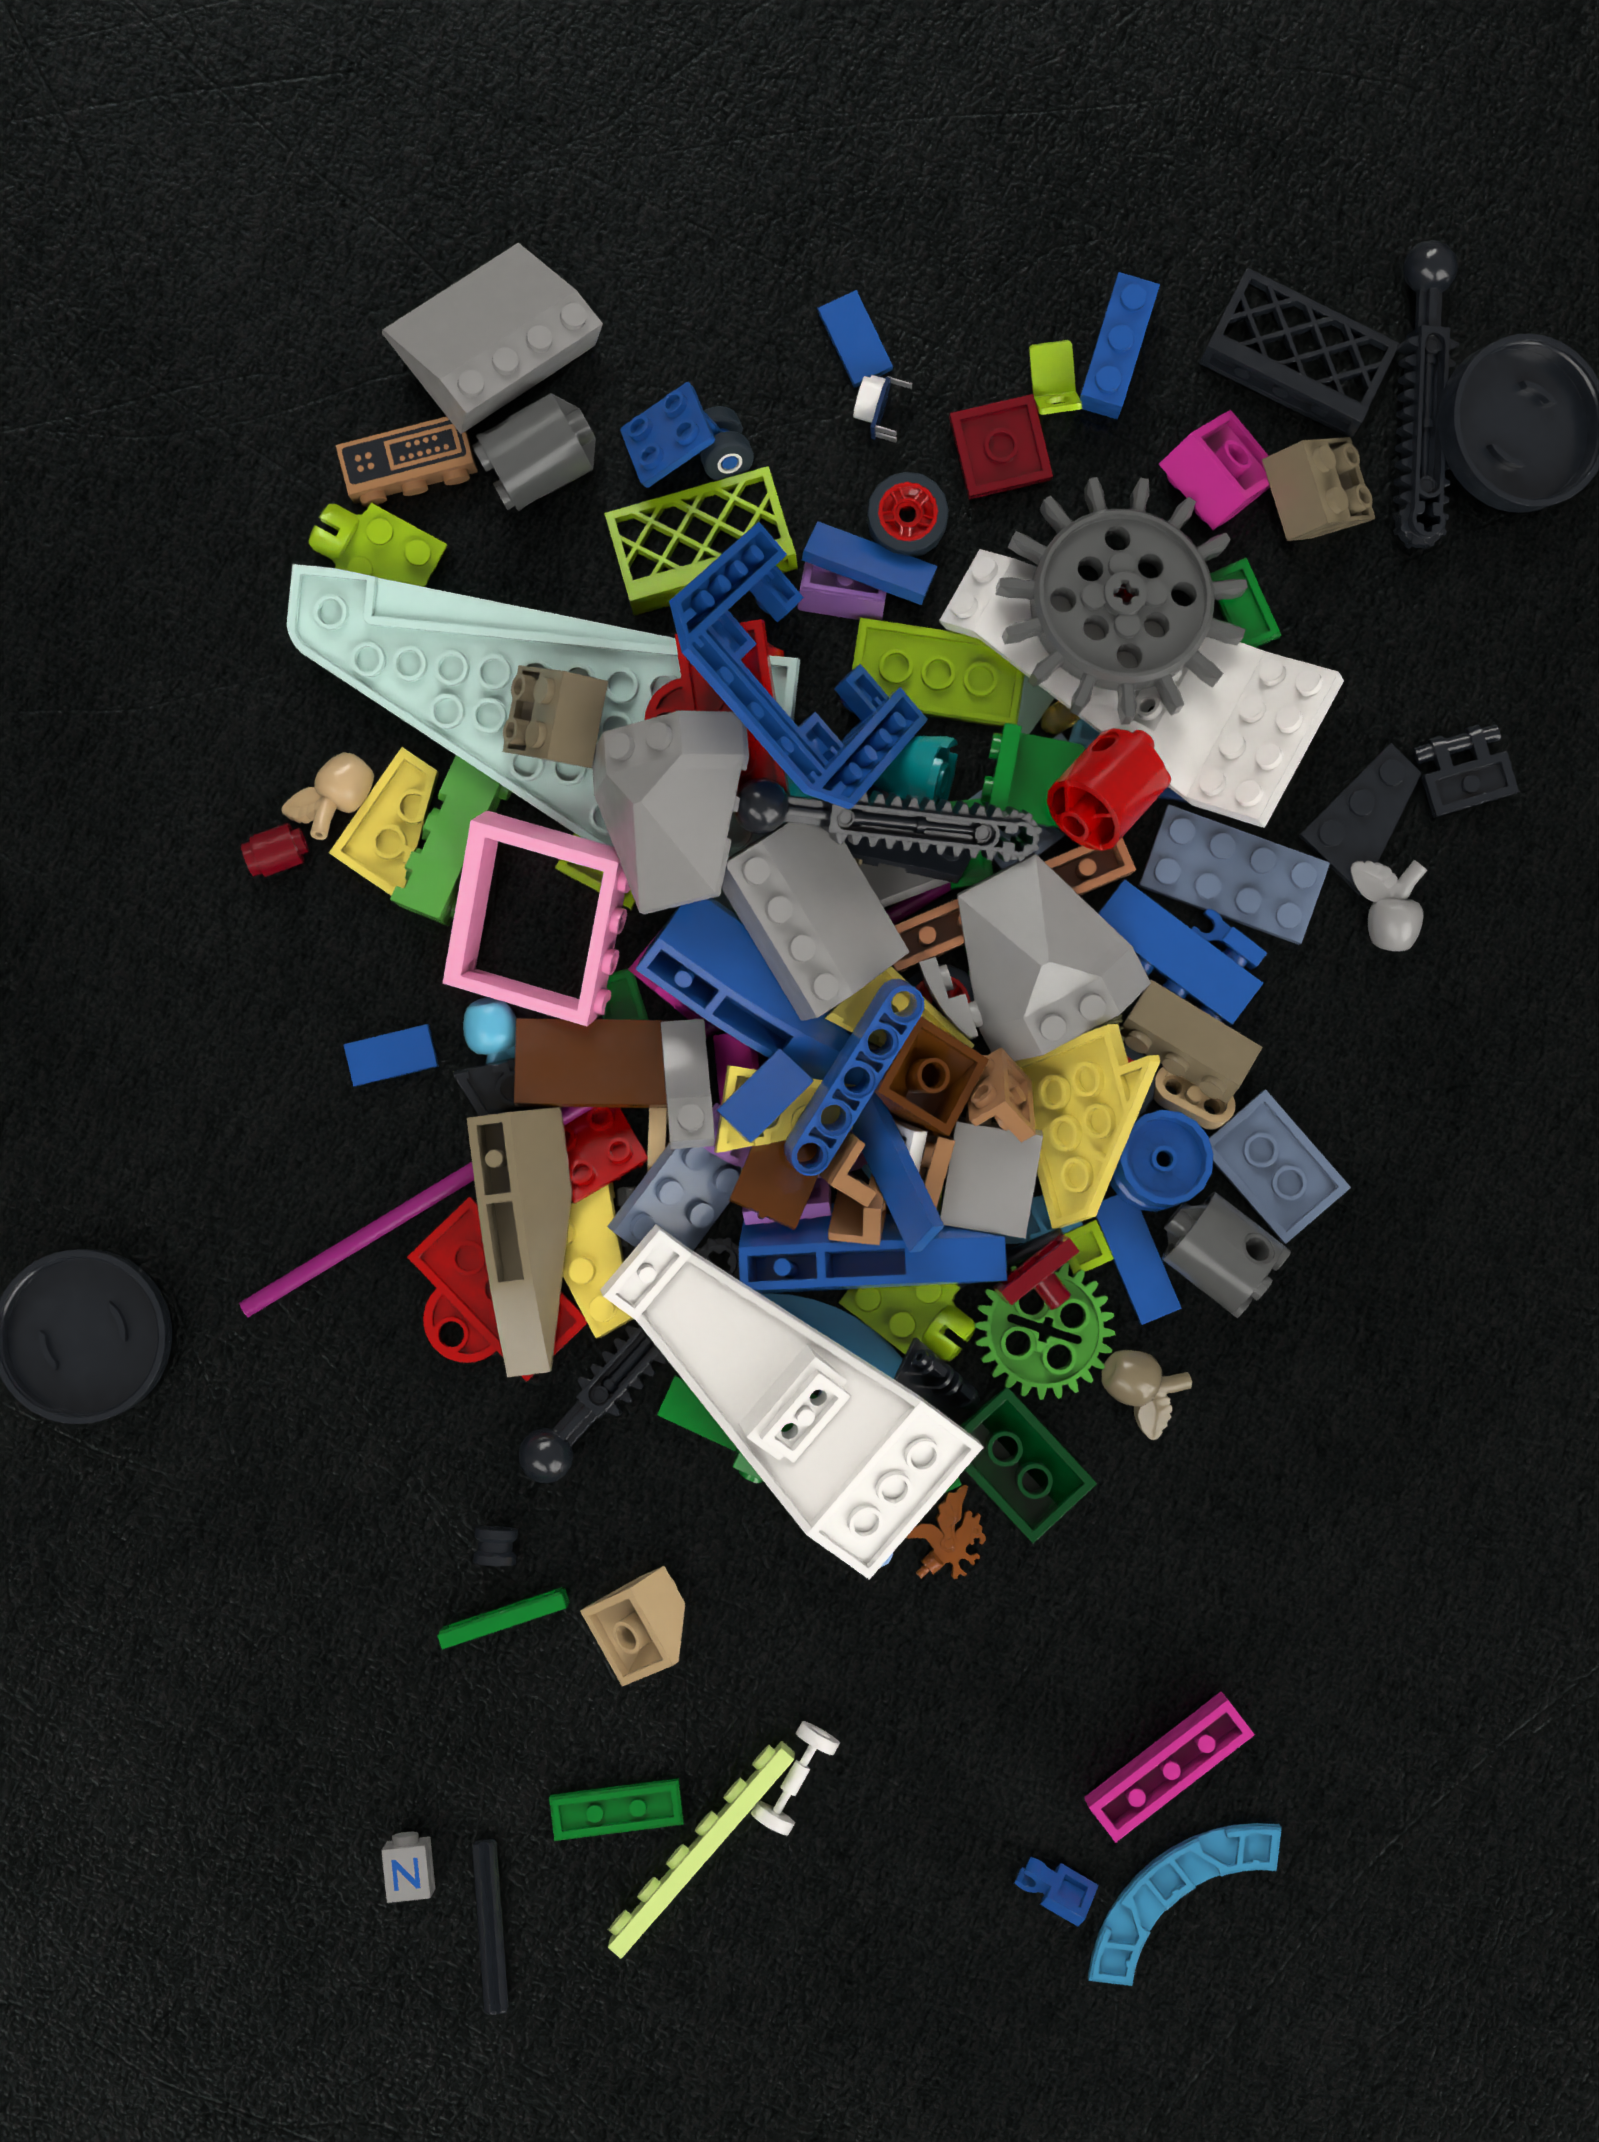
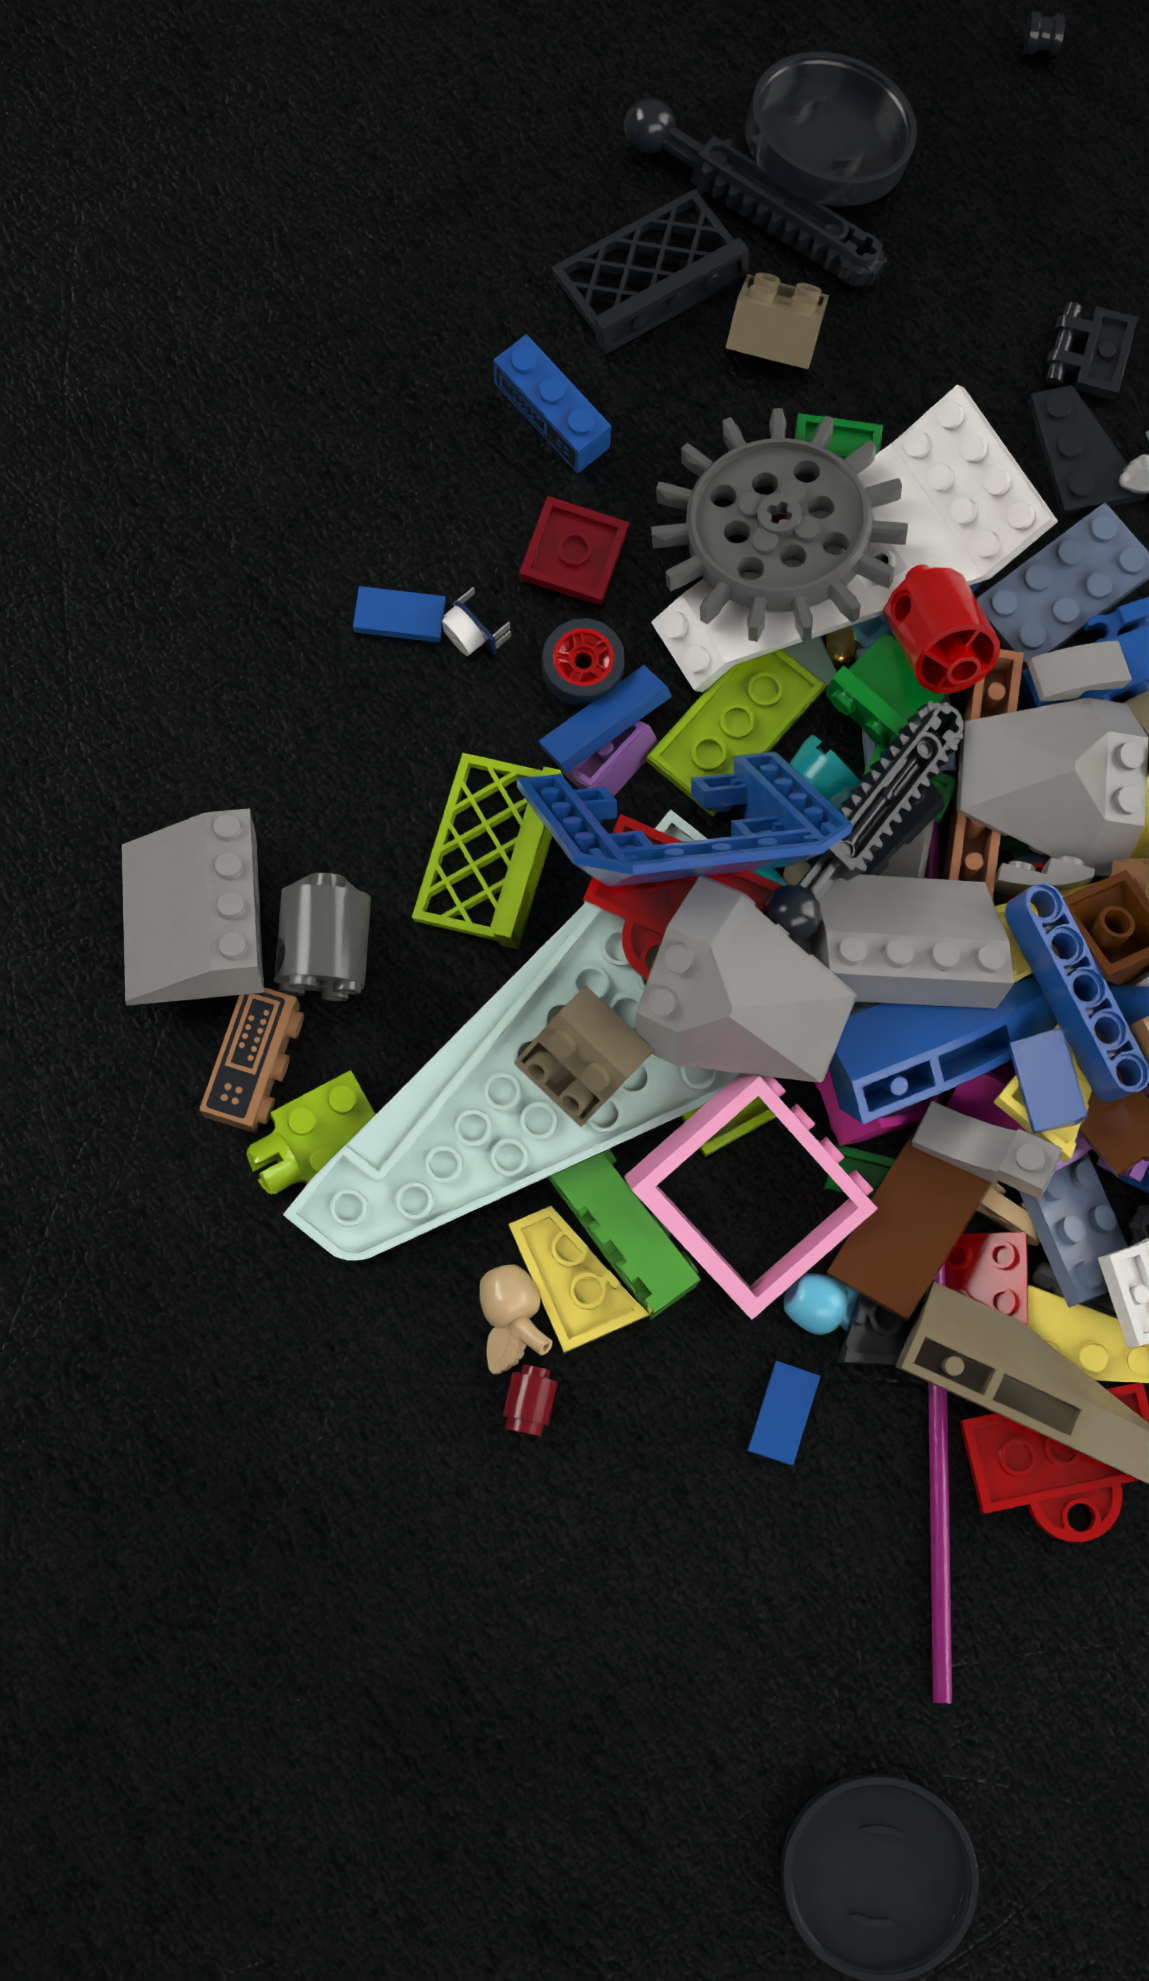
camera: 65 degrees left, 10 degrees down
(679, 430) = (387, 805): blue plate -> none
(1053, 377) = (543, 473): lime bracket -> none
(1149, 924) = (1080, 668): none -> light grey slope
(1218, 469) = (710, 387): dark pink slope -> none

